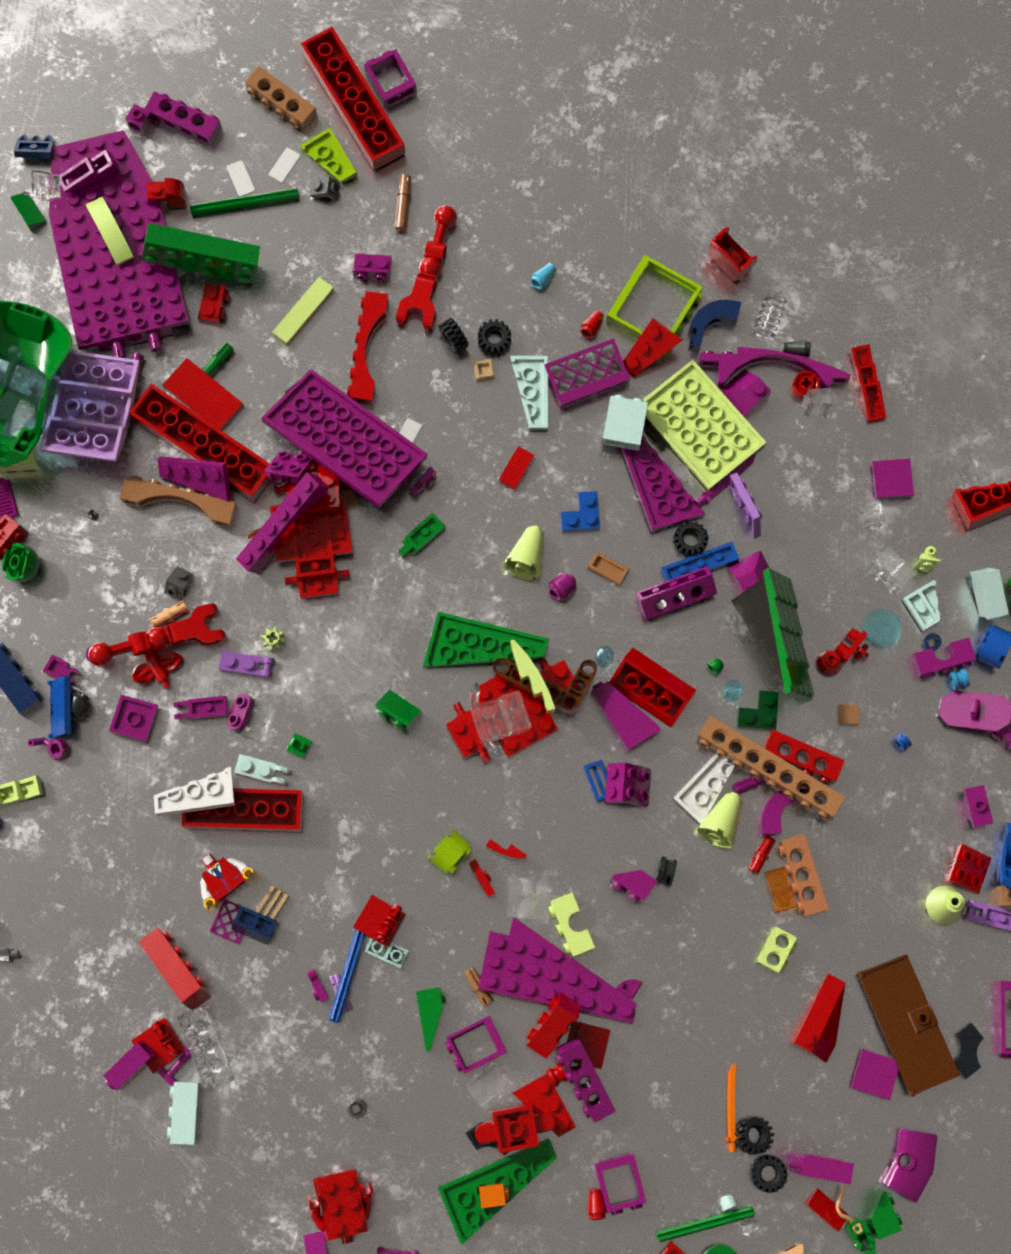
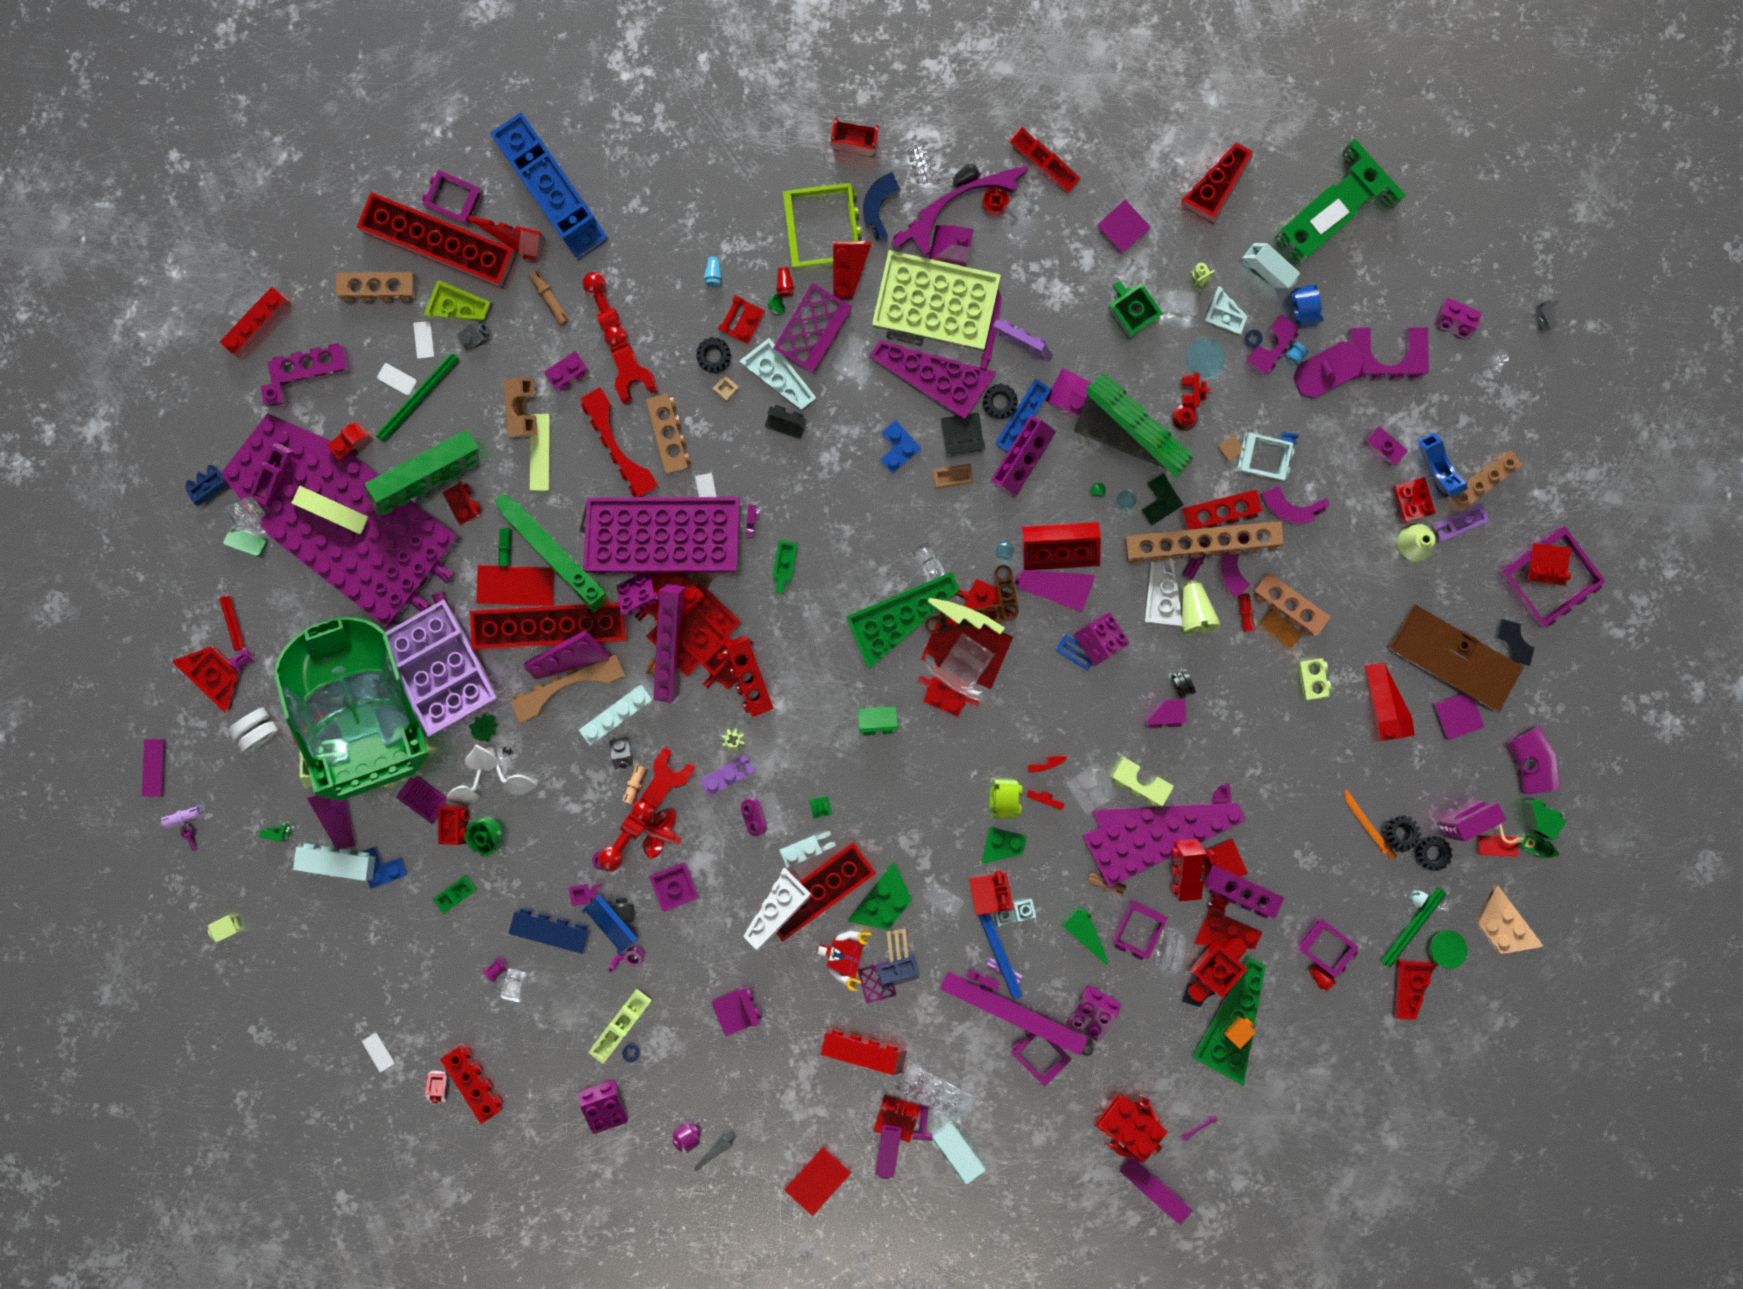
camera: 30 degrees left, 10 degrees up
(54, 1046) = (817, 1181): none -> red tile
(64, 497) = (486, 759): none -> white plant
(89, 482) = (483, 727): none -> green piece
(102, 855) = (736, 1011): none -> magenta bracket
(169, 58) = (255, 322): none -> red brick
(198, 550) = (616, 715): none -> light aqua brick
(203, 708) = (722, 836): magenta hinge -> none
(249, 390) = (552, 554): none -> green piece
(288, 860) = (883, 902): none -> green wing
(304, 1063) = (1052, 1071): none -> magenta window
(320, 1033) = (1014, 1013): none -> magenta tile
(322, 252) = (517, 392): none -> medium nougat arch
(336, 569) = (762, 701): none -> red brick
(385, 1086) = (1094, 1014): none -> magenta bracket
(418, 146) = (523, 240): none -> red wedge
(419, 342) = (655, 407): none -> medium nougat brick
(419, 889) = (1002, 845): none -> green wing
(453, 335) = (680, 380): black tyre -> none
(469, 123) = (549, 185): none -> blue bracket
(509, 428) = (785, 422): none -> pearl dark grey bracket
(516, 467) = (816, 449): red slope -> none
(527, 554) = (881, 516): yellowish green cone -> none
(536, 617) = (928, 561): none -> clear slope
(540, 333) = (747, 322): none -> red plate
(562, 586) = (928, 519): magenta head -> none
(572, 336) = (775, 304): none -> green piece
(593, 423) = (848, 364): none -> clear plate
(624, 422) = (876, 347): light aqua brick -> none
(640, 542) = (962, 435): none -> pearl dark grey bracket
(856, 800) = (1281, 509): none -> magenta arch
(860, 539) = (1136, 298): none -> green hinge
(890, 753) = (1246, 455): none -> light aqua window

